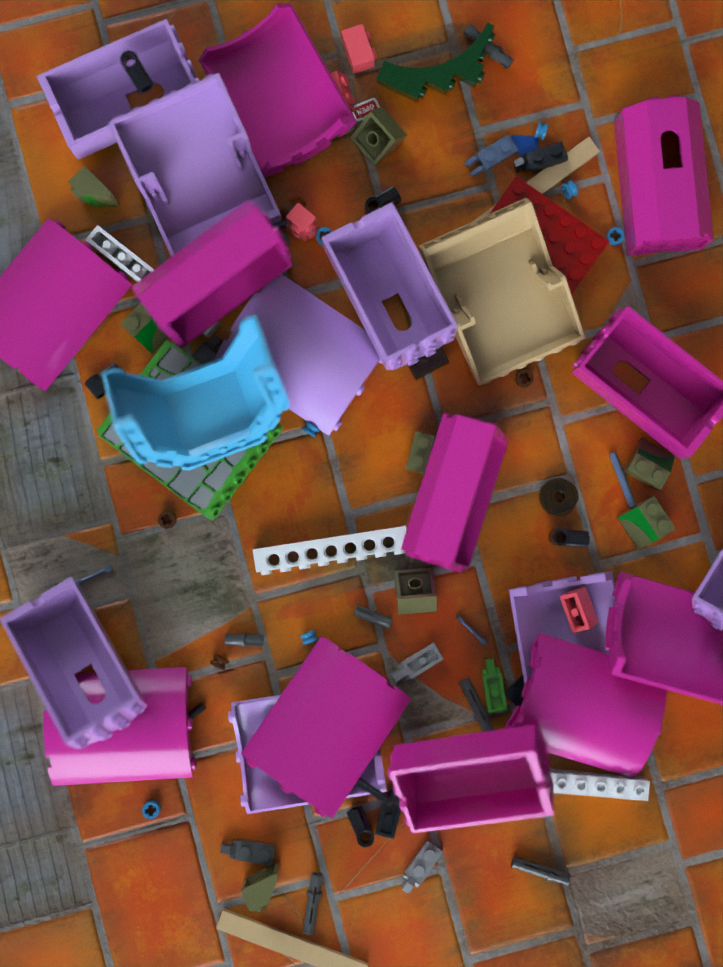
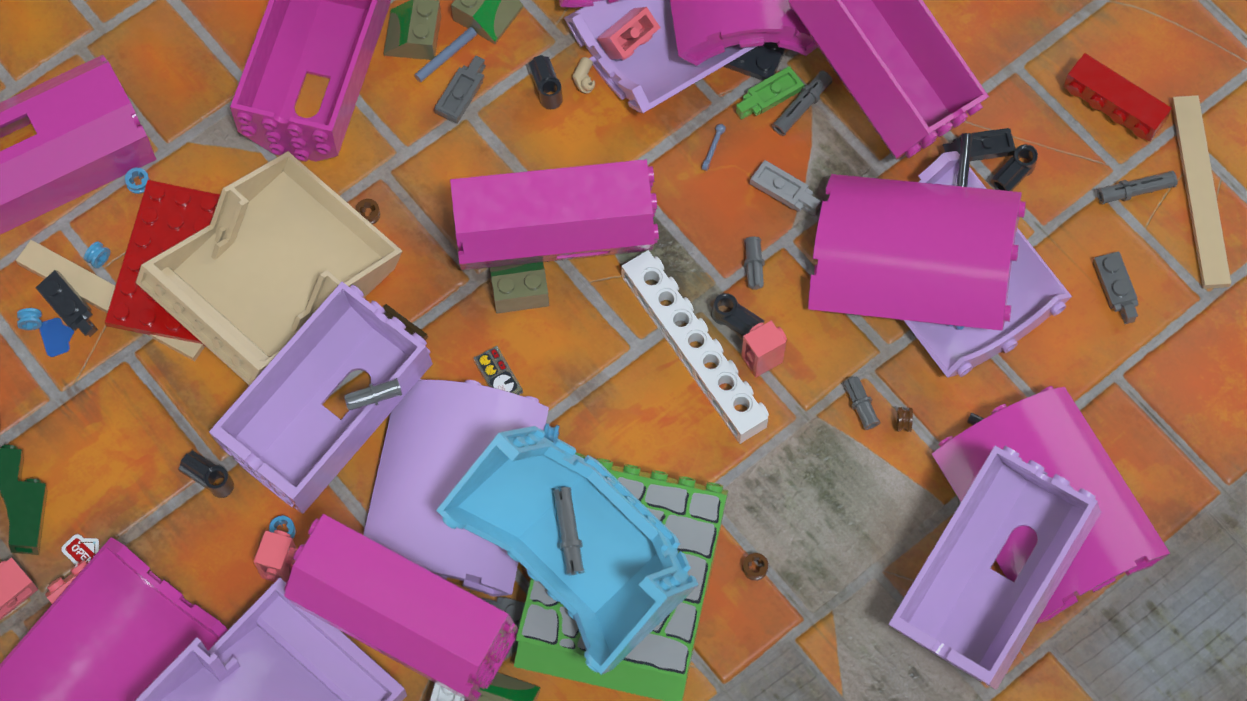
camera: 105 degrees left, 20 degrees down
(107, 569) = (857, 616): sand blue hinge -> none
(146, 814) = (1132, 431): dark azure bush -> none
(212, 399) = (570, 542): none -> dark grey pin
(259, 887) = (1148, 245): olive slope -> none
(290, 205) = (259, 579): reddish brown beam -> none
(305, 593) = (763, 348): none -> coral brick
(308, 637) = (818, 325): dark azure bush -> none
(337, 588) = (738, 318): none -> black piece
(365, 313) = (373, 394): none -> dark grey axle
(369, 414) = (497, 371): none -> tile
(378, 135) = (115, 513): olive slope -> none
(382, 925) = (1117, 97): none -> red brick
(415, 591) = (697, 226): olive slope -> none
(421, 865) = (1025, 88): light grey hinge -> none
(492, 155) = (85, 366): sand blue hinge -> none
(549, 490) = (503, 101): dark brown plate -> none
(563, 564) = (581, 76): none -> tan arm
(588, 478) = (461, 90): none -> dark grey hinge

